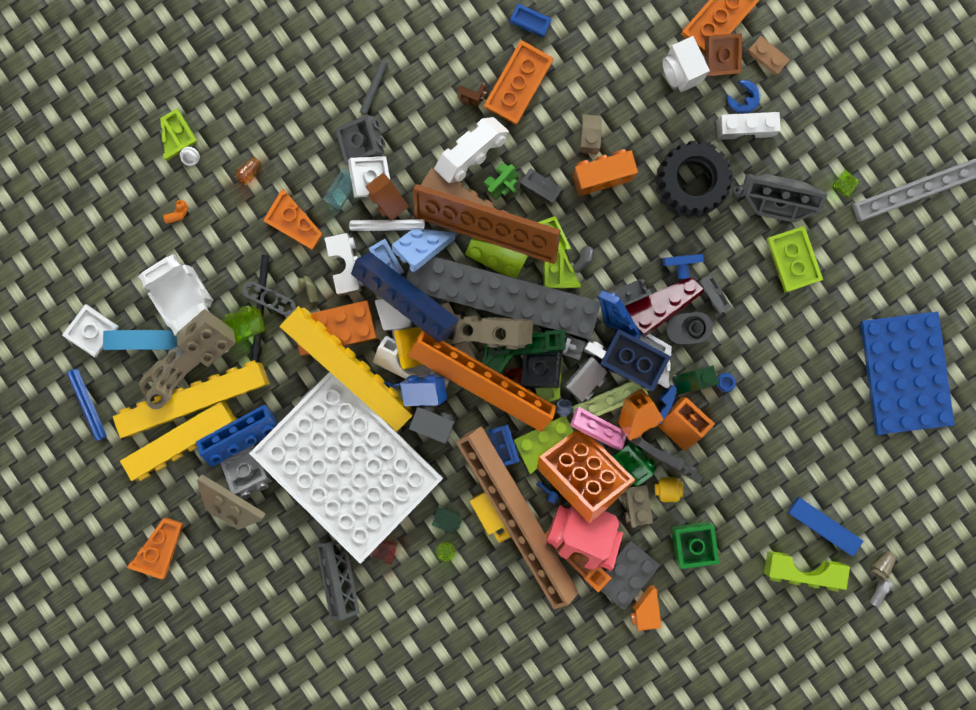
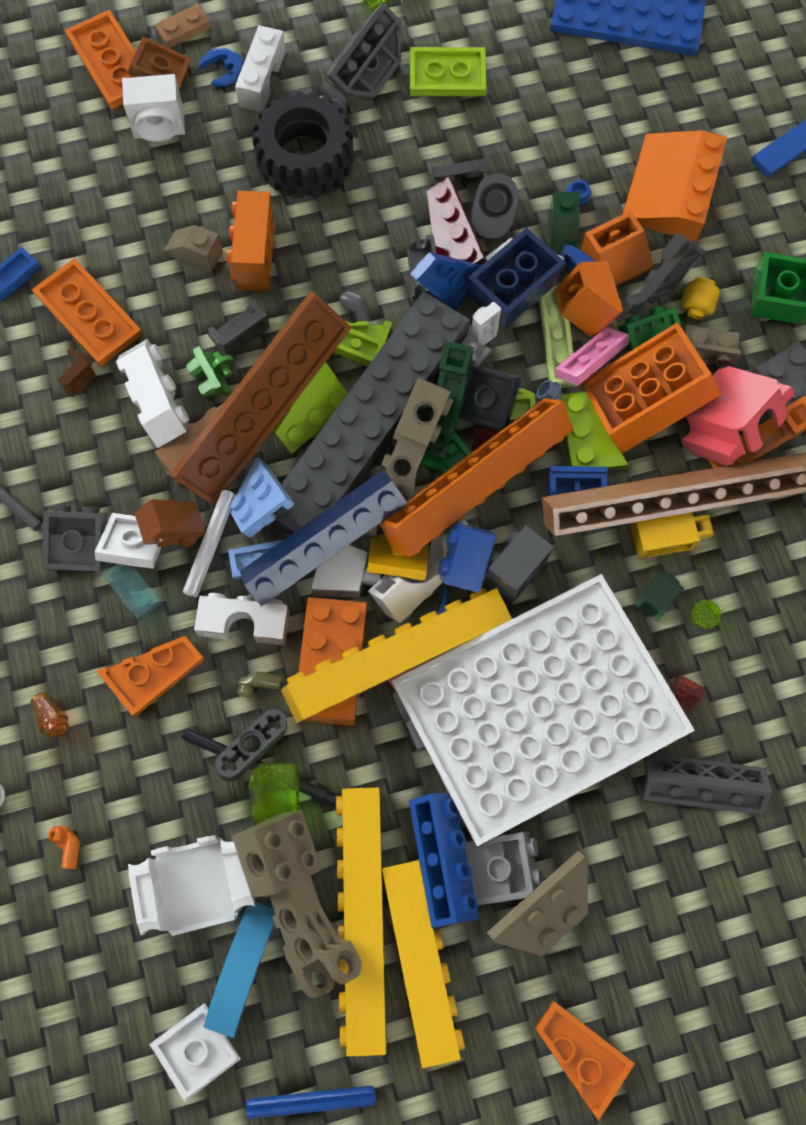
camera: 75 degrees left, 15 degrees down
(552, 497) = (666, 446): blue hand -> none
(586, 379) = (518, 351): light grey slope -> none
(682, 263) = (406, 193): blue tile -> none
(758, 447) = (675, 181): none -> orange slope

